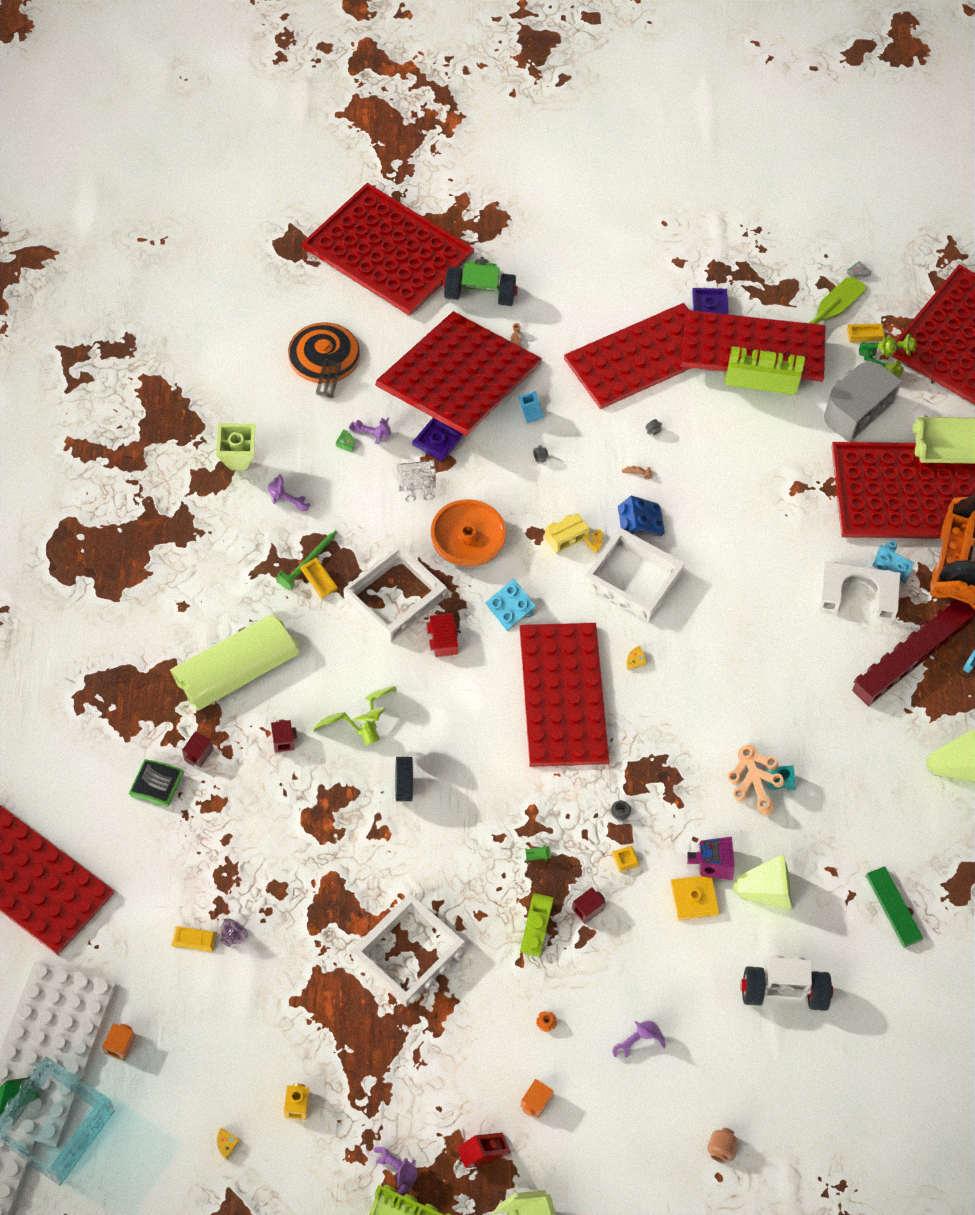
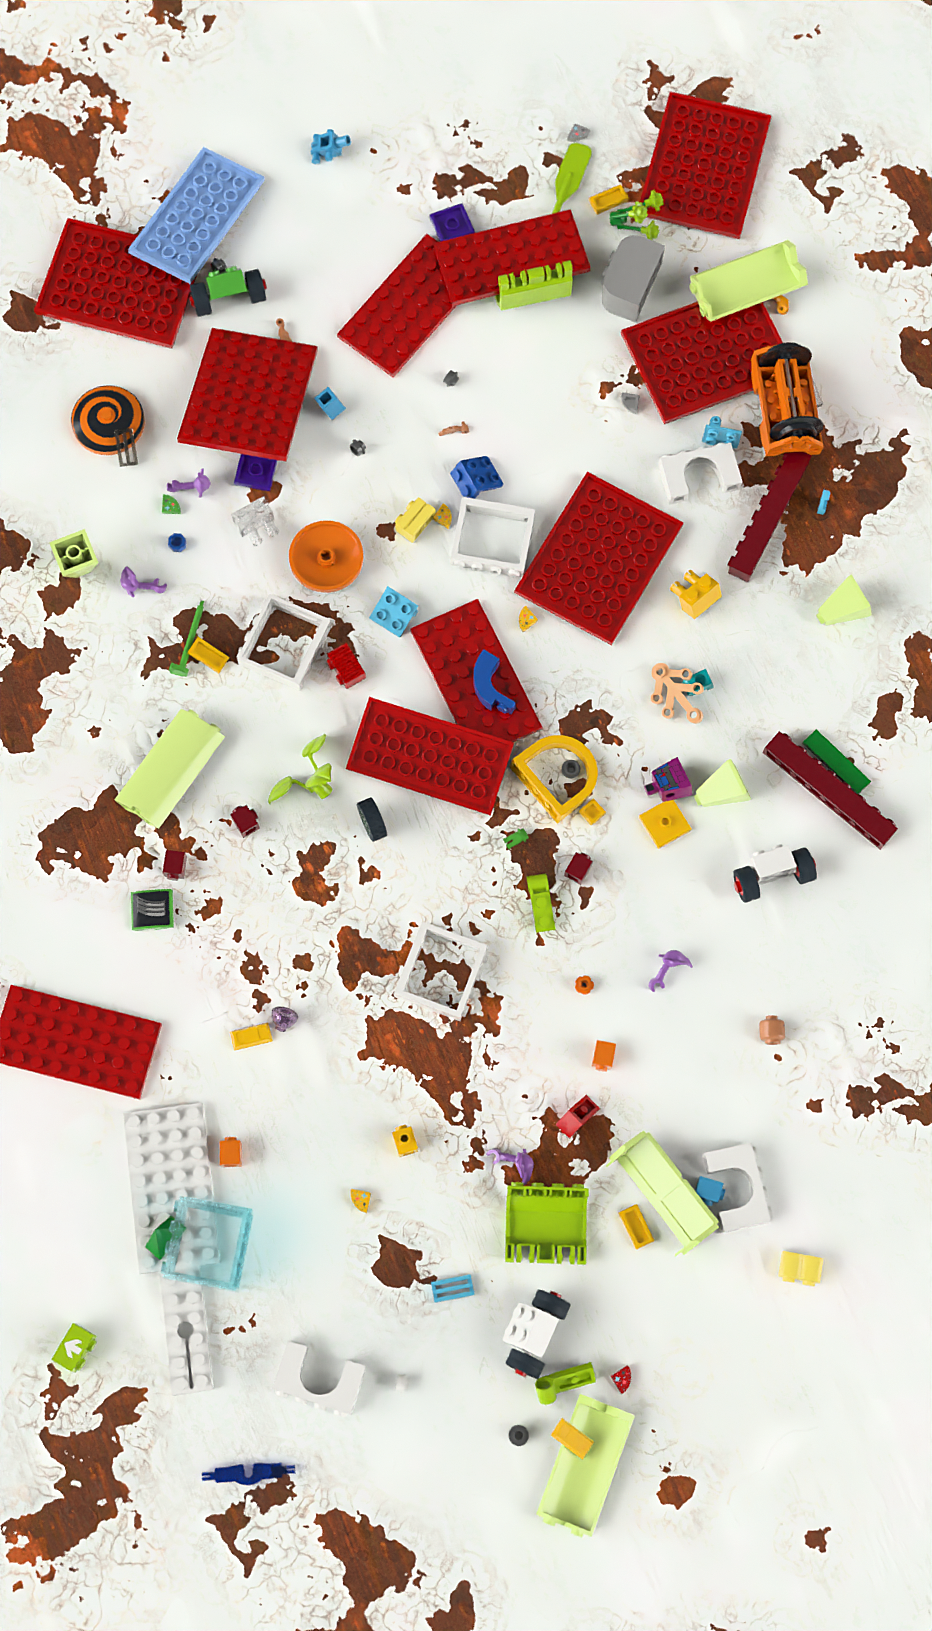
camera: 20 degrees left, 15 degrees up
(336, 473) = (177, 542): none -> blue tile
(481, 217) = (196, 215): none -> light blue plate
(487, 744) = (430, 756): none -> red plate
(572, 686) = (488, 696): none -> blue arch
(590, 843) = (537, 788): none -> yellow window
(624, 203) = (328, 145): none -> dark azure piece
(729, 630) = (599, 558): none -> red plate
(813, 698) = (699, 596): none -> yellow brick
(817, 507) = (630, 402): none -> light grey tile
(877, 931) = (830, 790): none -> dark red brick

